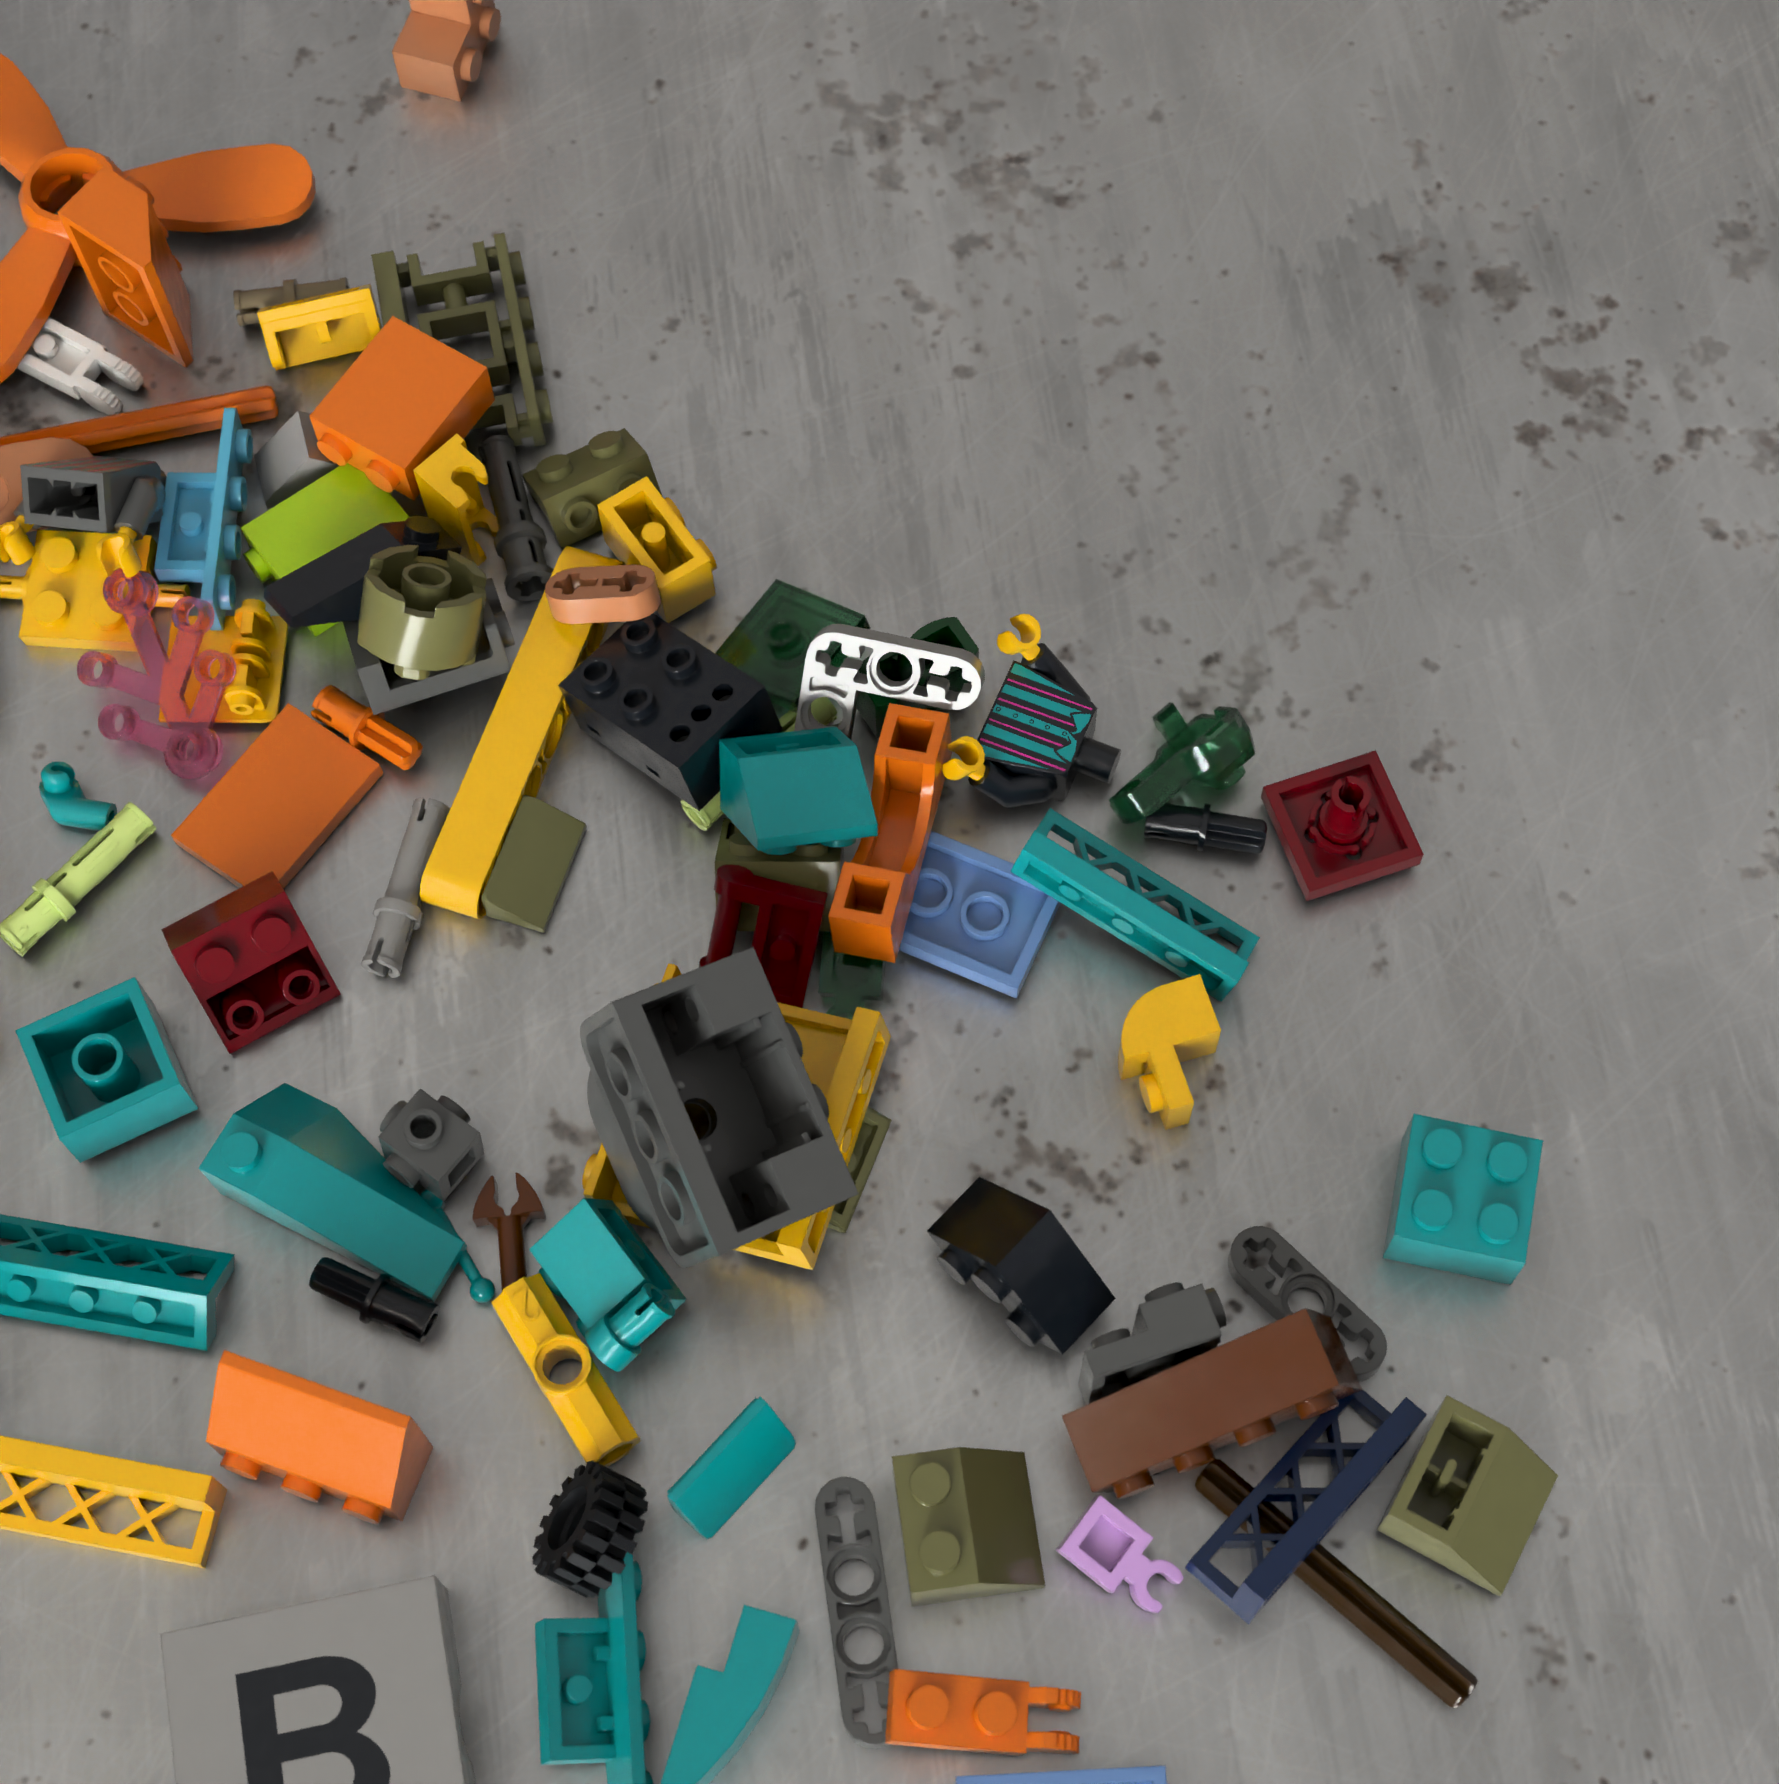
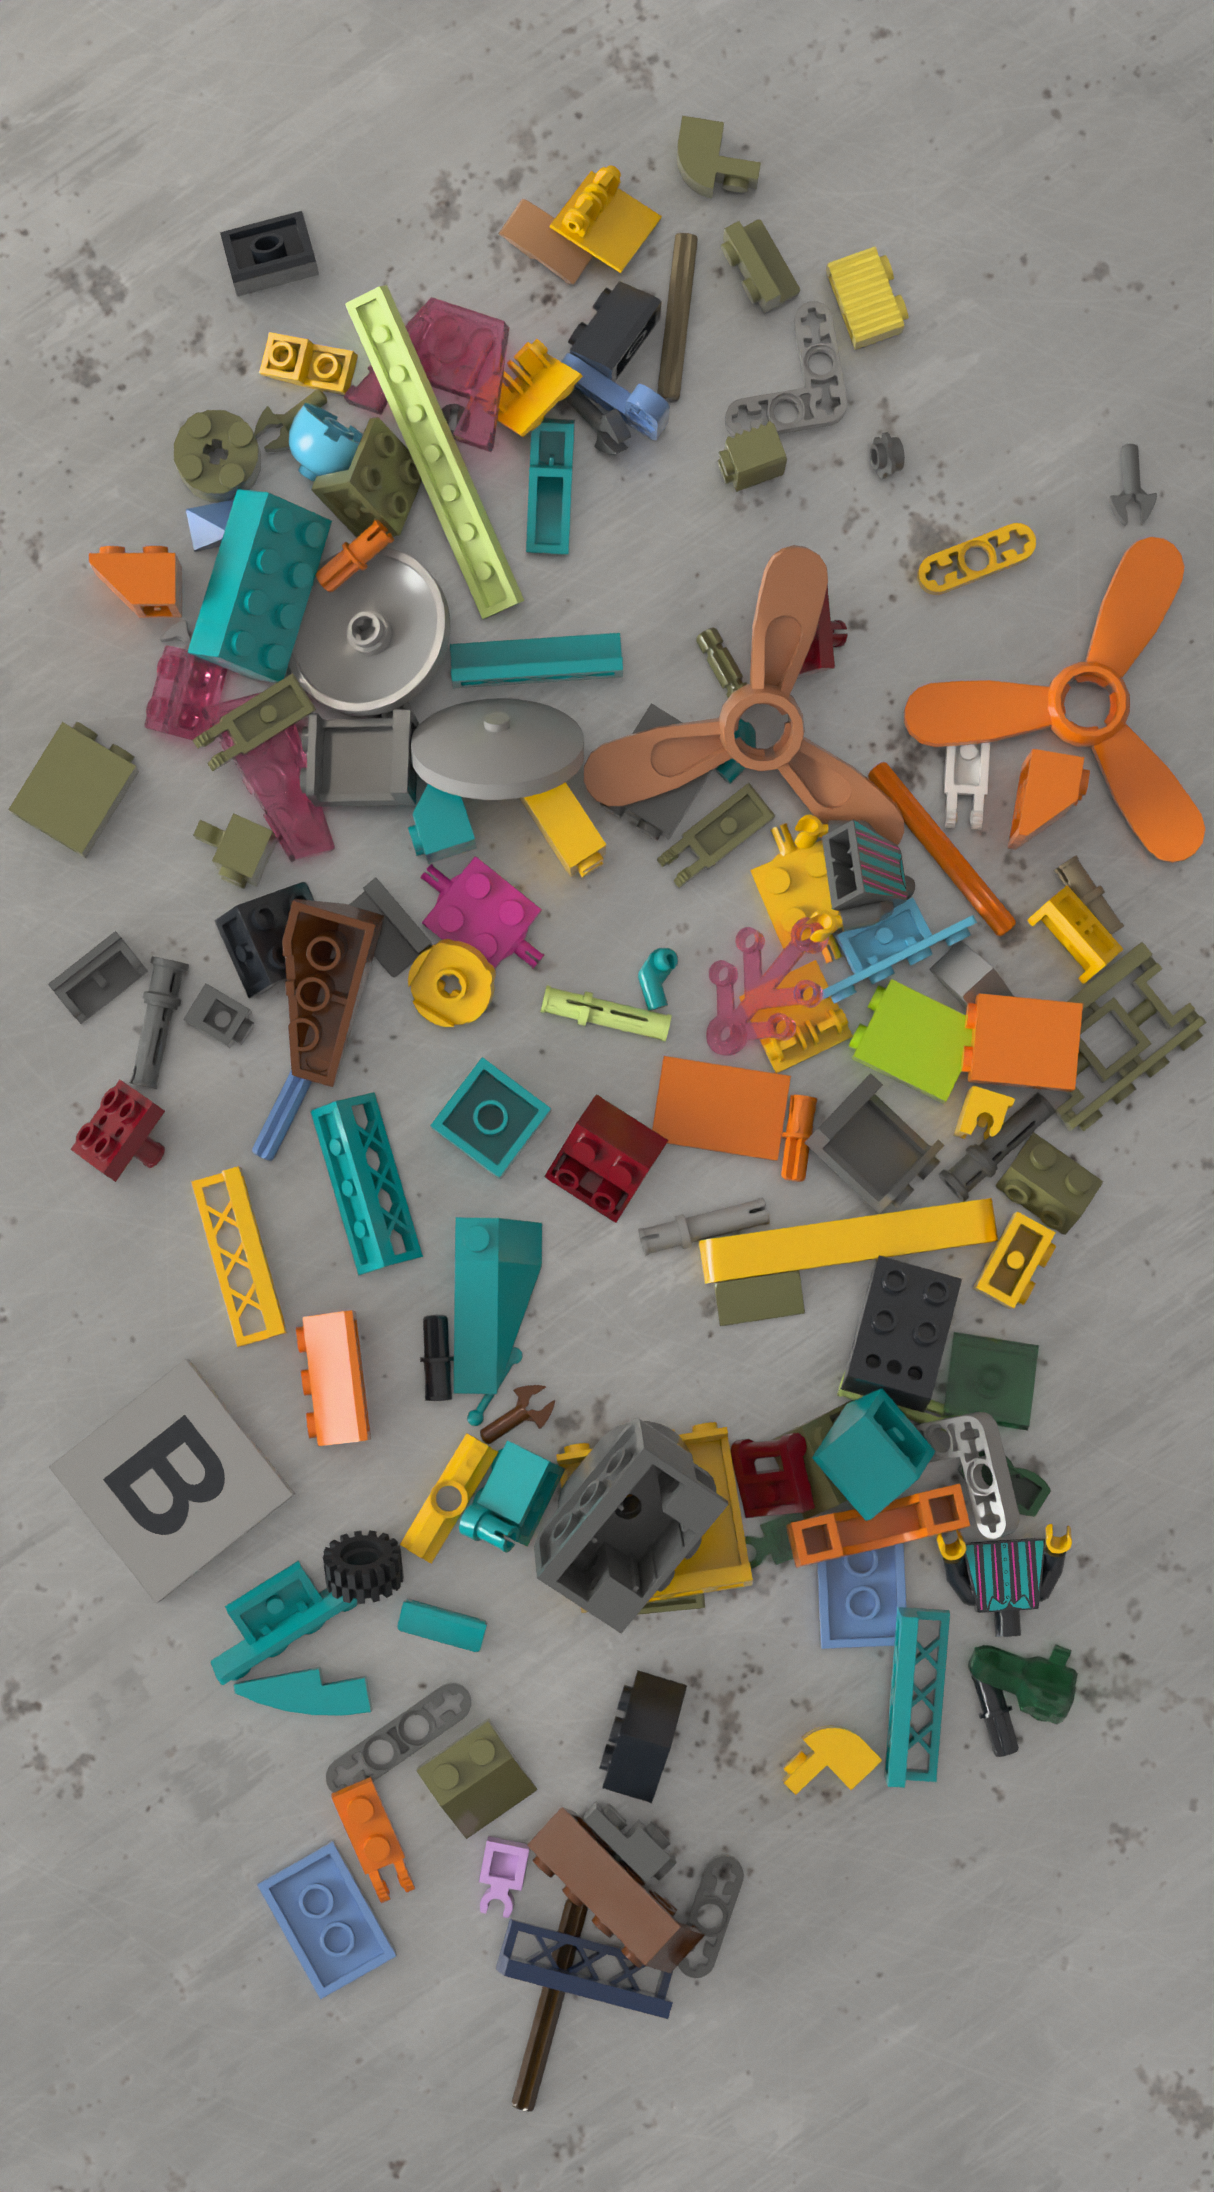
camera: 55 degrees right, 20 degrees up
(333, 583) = (890, 1092): black slope -> none
(421, 611) = (876, 1150): olive brick -> none
(429, 1143) = (551, 1355): dark grey brick -> none
(603, 594) = (954, 1252): nougat beam -> none
(1353, 794) = (1040, 1800): dark red plate -> none
(1463, 1199) = (818, 1983): teal brick -> none
(1469, 1496) = (634, 2062): olive slope -> none

